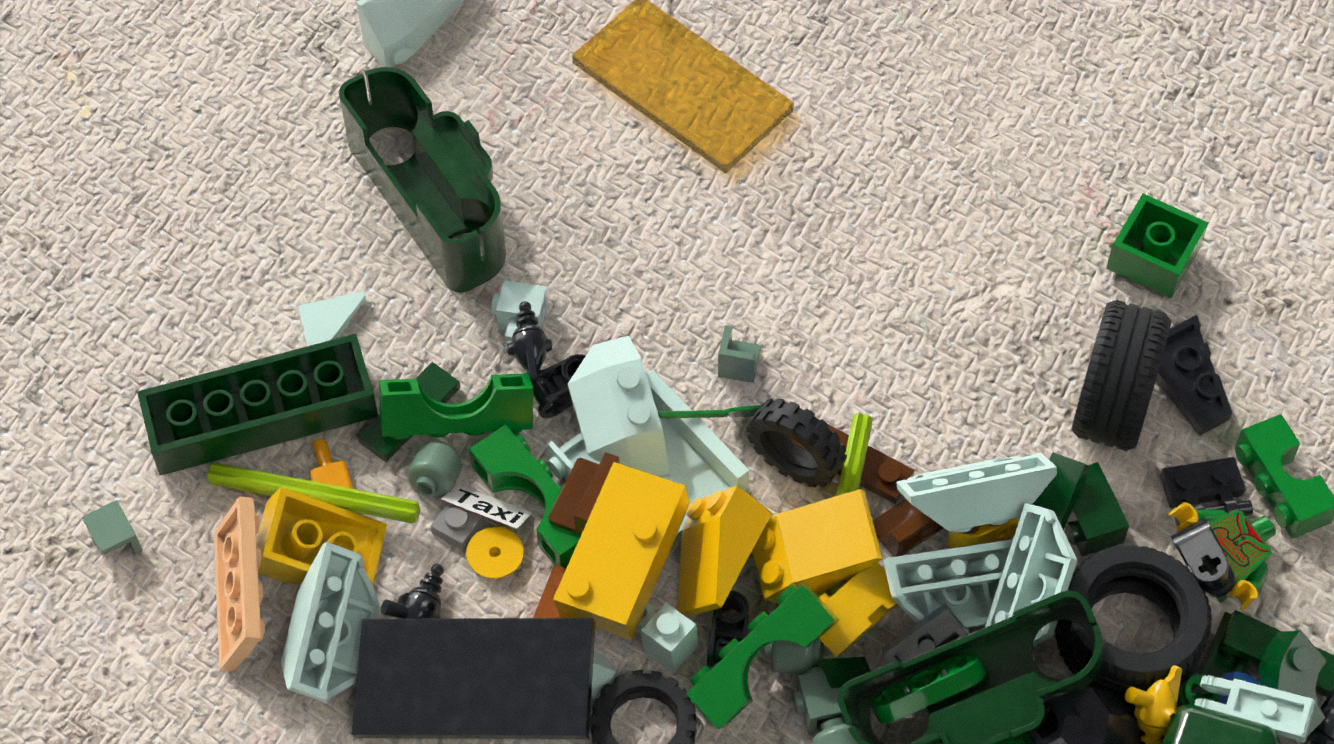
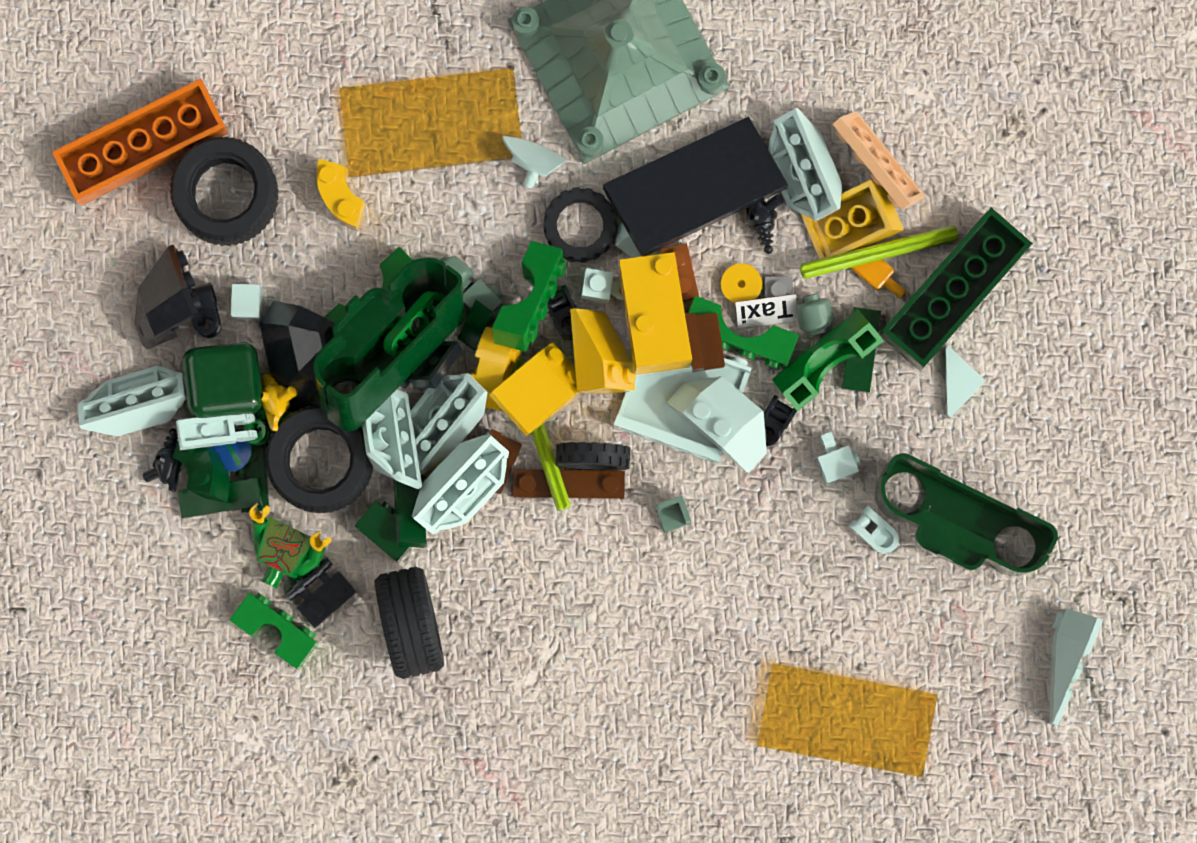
camera: 150 degrees right, 25 degrees up
(110, 528) = (983, 152): sand green panel -> none
(524, 217) = (882, 539): none -> light aqua plate
(529, 341) = (809, 431): black piece -> none
(743, 411) = (644, 469): green piece -> none
(1157, 245) = (441, 762): green brick -> none
(1191, 379) = (372, 676): black wing -> none
(1205, 555) = (296, 521): piece -> none

